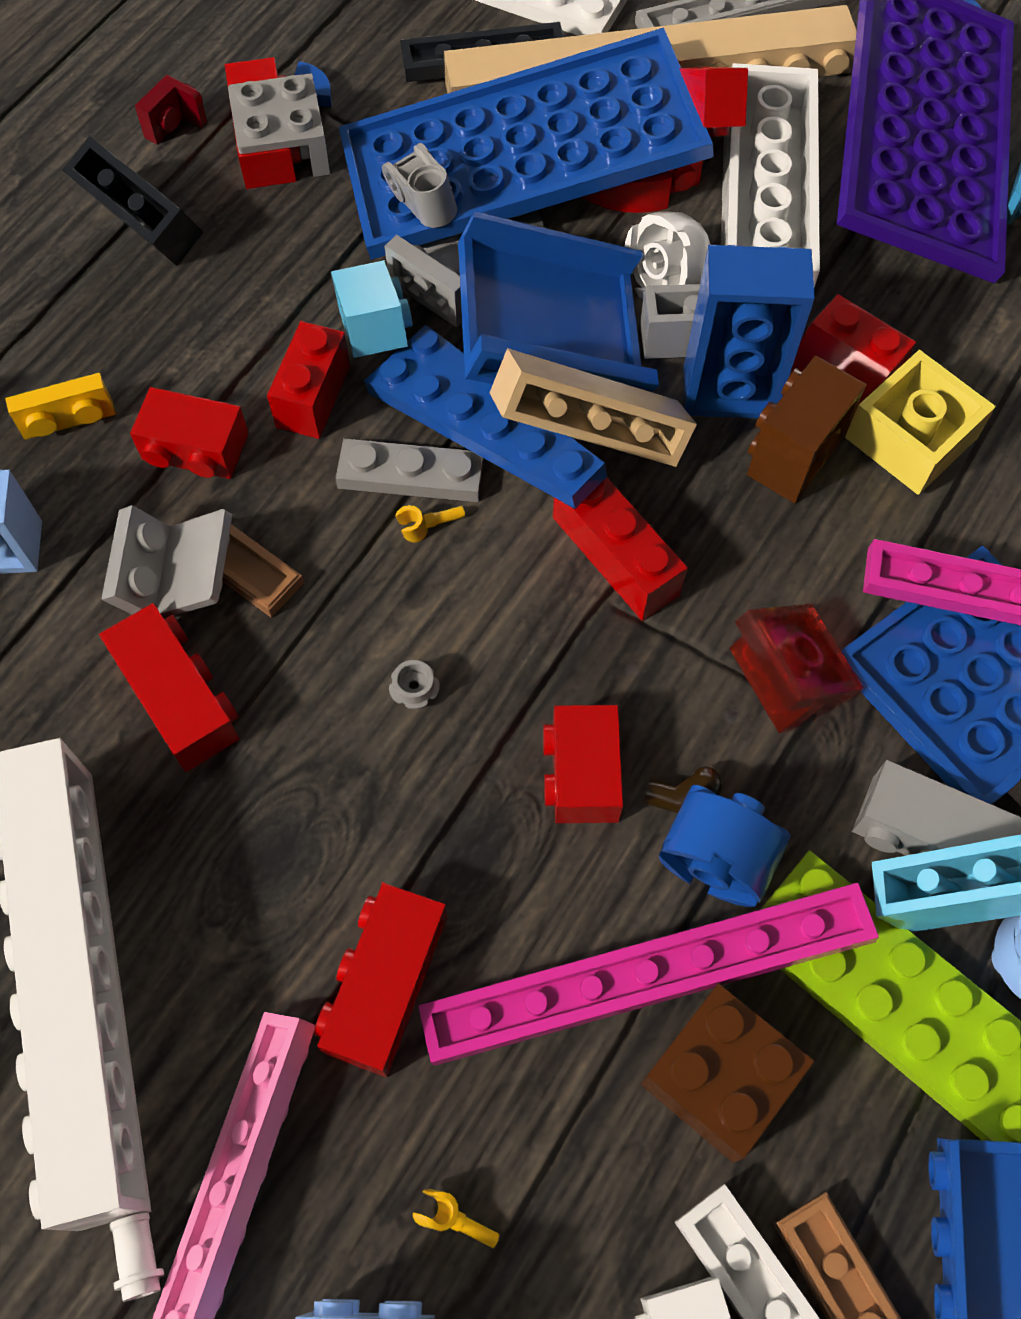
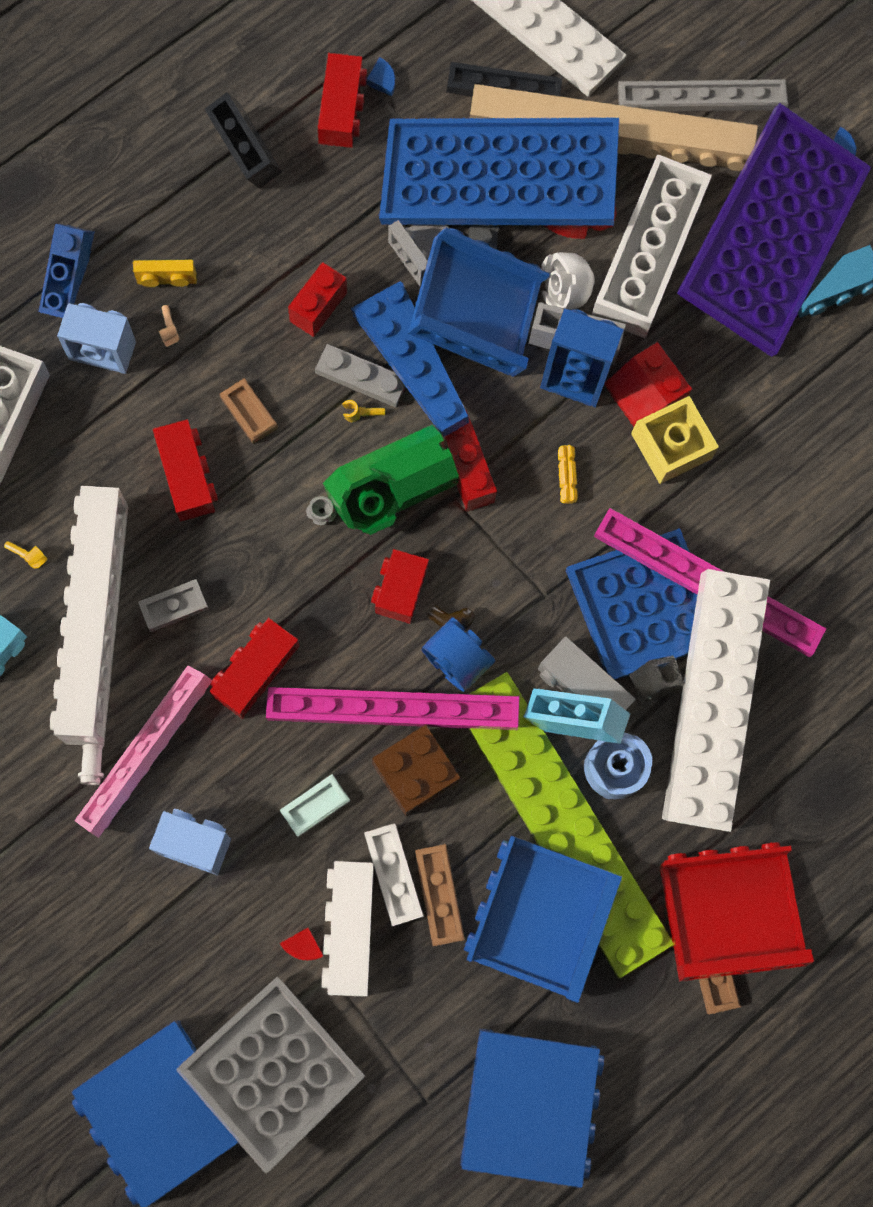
camera: 10 degrees right, 10 degrees up
(91, 492) = (168, 334): none -> light nougat hand
(166, 564) = (202, 395): light grey bracket -> none
(167, 106) = (282, 70): dark red bracket -> none
(189, 433) = (236, 314): red brick -> none
(210, 915) = (173, 605): none -> light grey plate
(280, 116) = (352, 105): light grey bracket -> none
(371, 308) = (368, 262): medium azure brick -> none
(422, 187) = (425, 190): light grey piece -> none
(450, 1217) = (254, 797): yellow hand -> none
(513, 599) = (390, 480): none -> green brick
(567, 1198) = (315, 805): none -> light aqua tile
(591, 408) = (476, 376): tan brick -> none
(718, 96) = (630, 178): red brick -> none
(777, 520) = (567, 474): none -> yellow axle
(792, 663) = (539, 564): clear red bracket -> none
(803, 427) = (601, 424): reddish brown brick -> none

